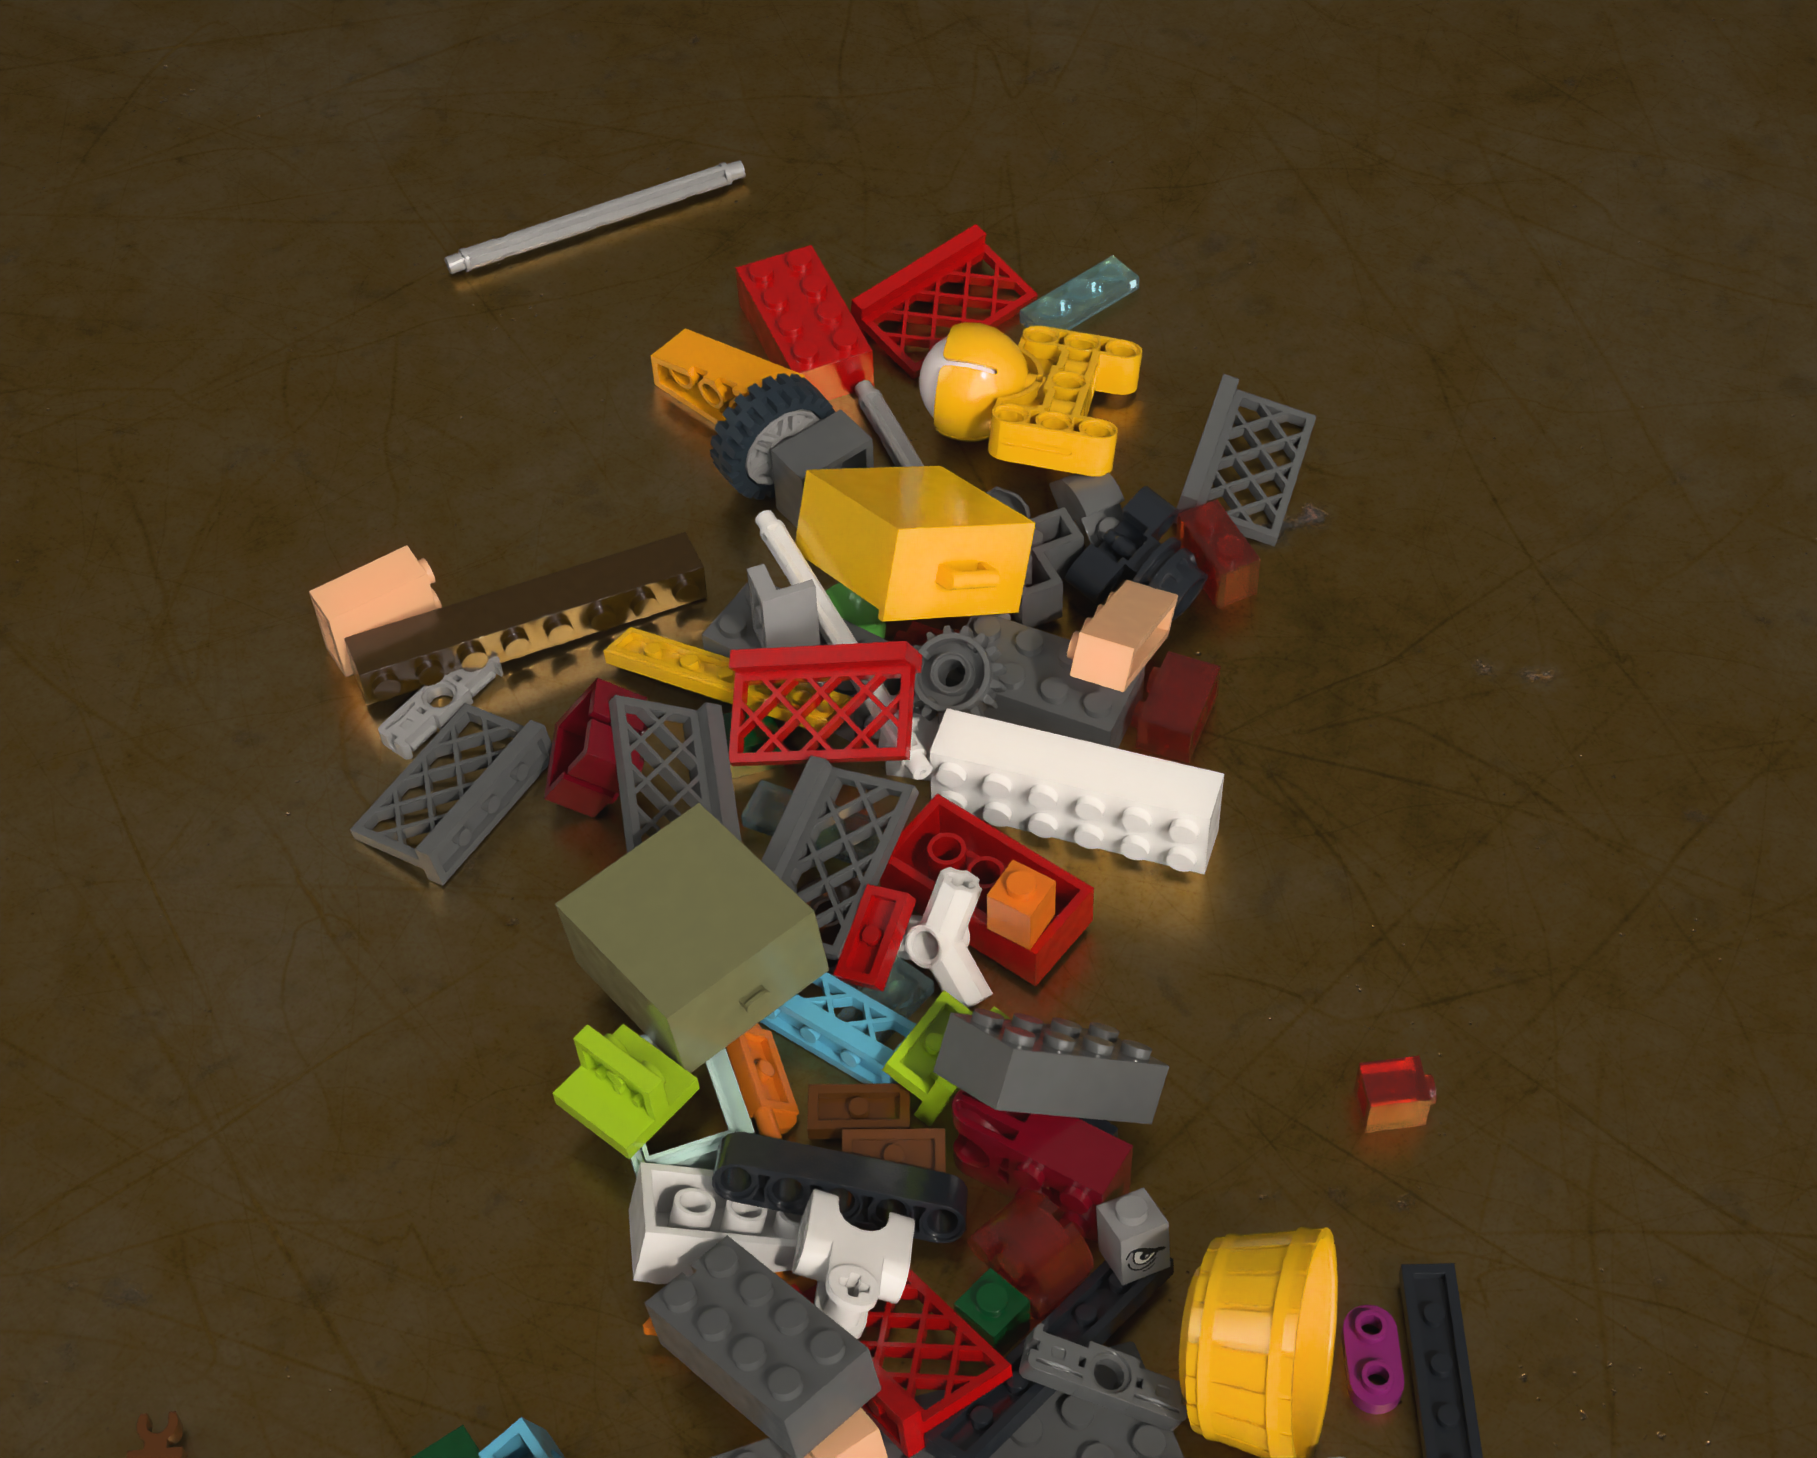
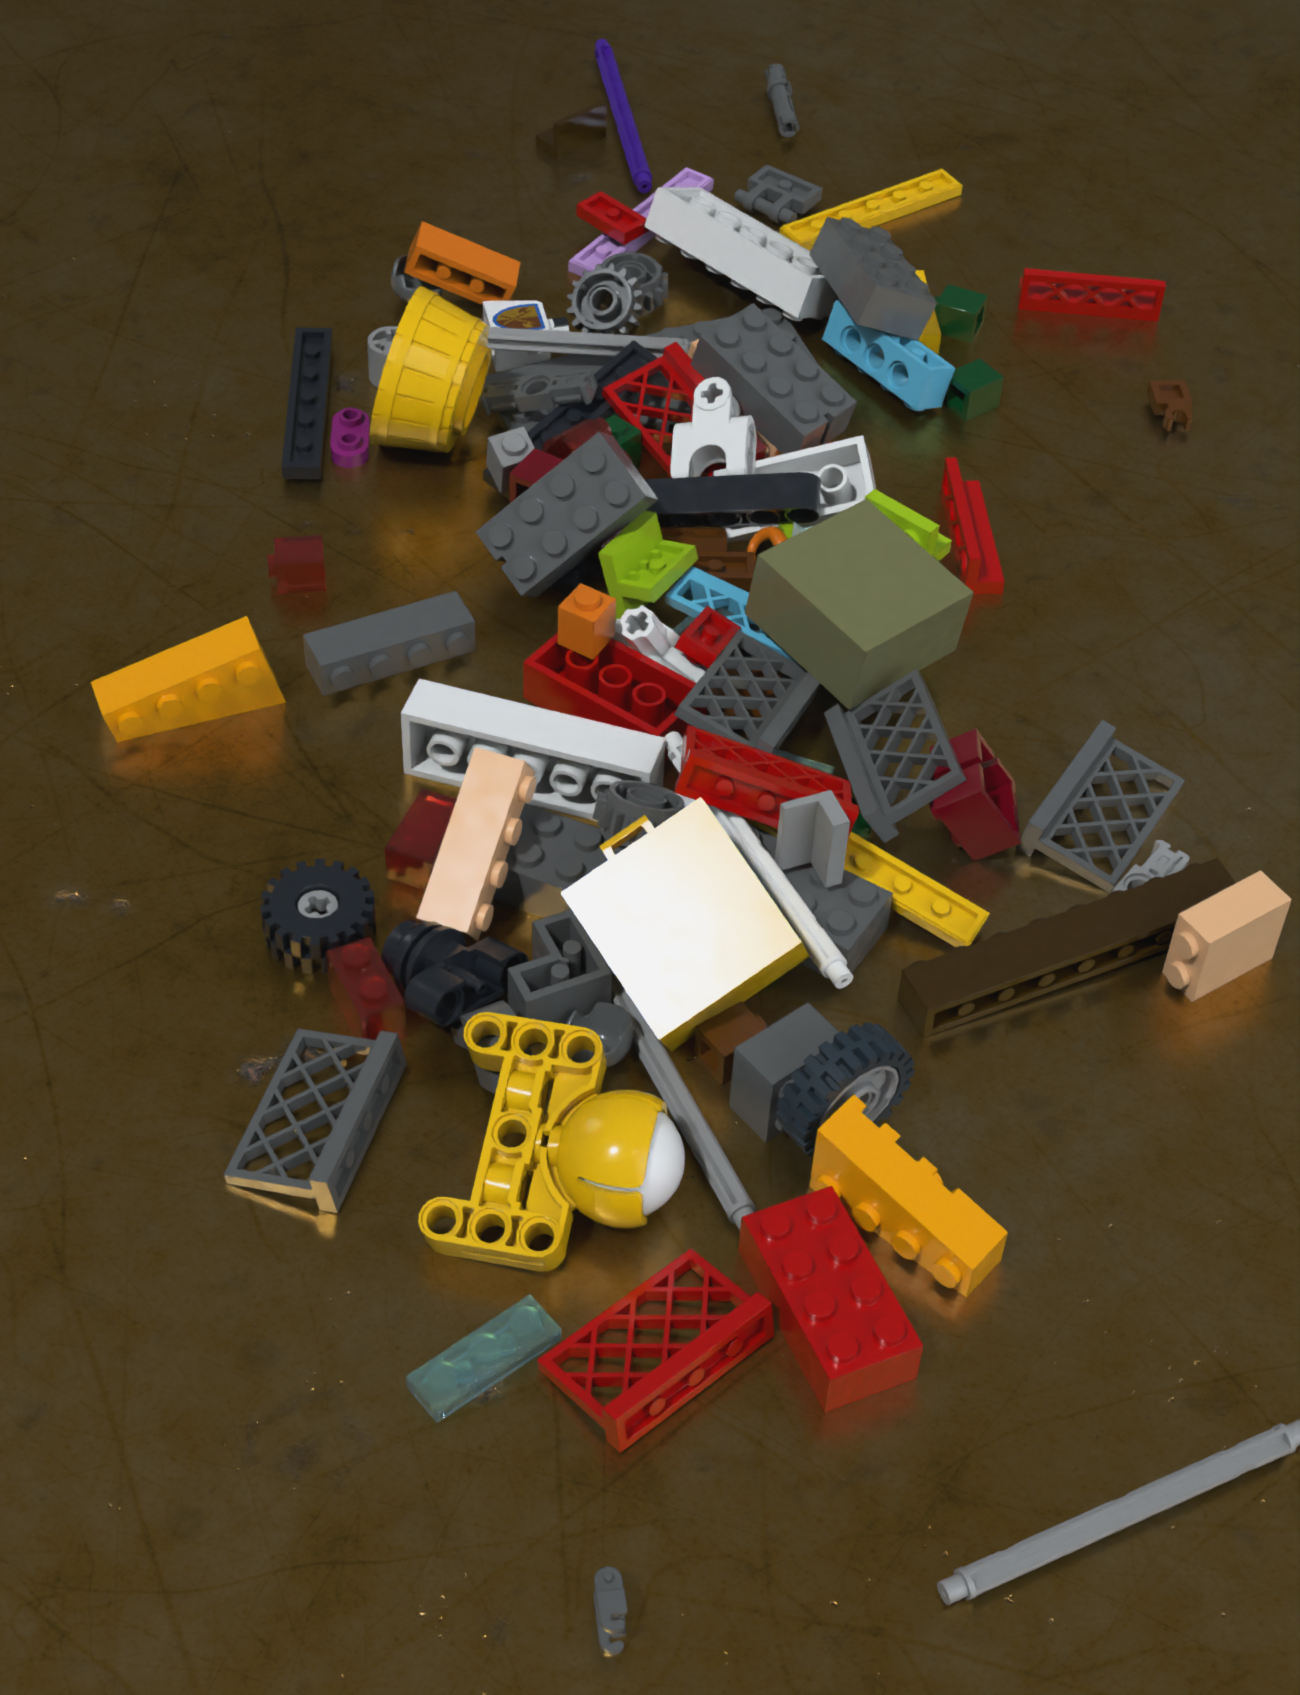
camera: 175 degrees right, 5 degrees down
(512, 1196) = (970, 531): none -> red fence
(978, 145) = (610, 1609): none -> dark grey piece
(1257, 973) = (389, 642): none -> dark grey brick
(1278, 657) = (304, 935): none -> black bush
(1476, 889) = (189, 684): none -> light orange wedge

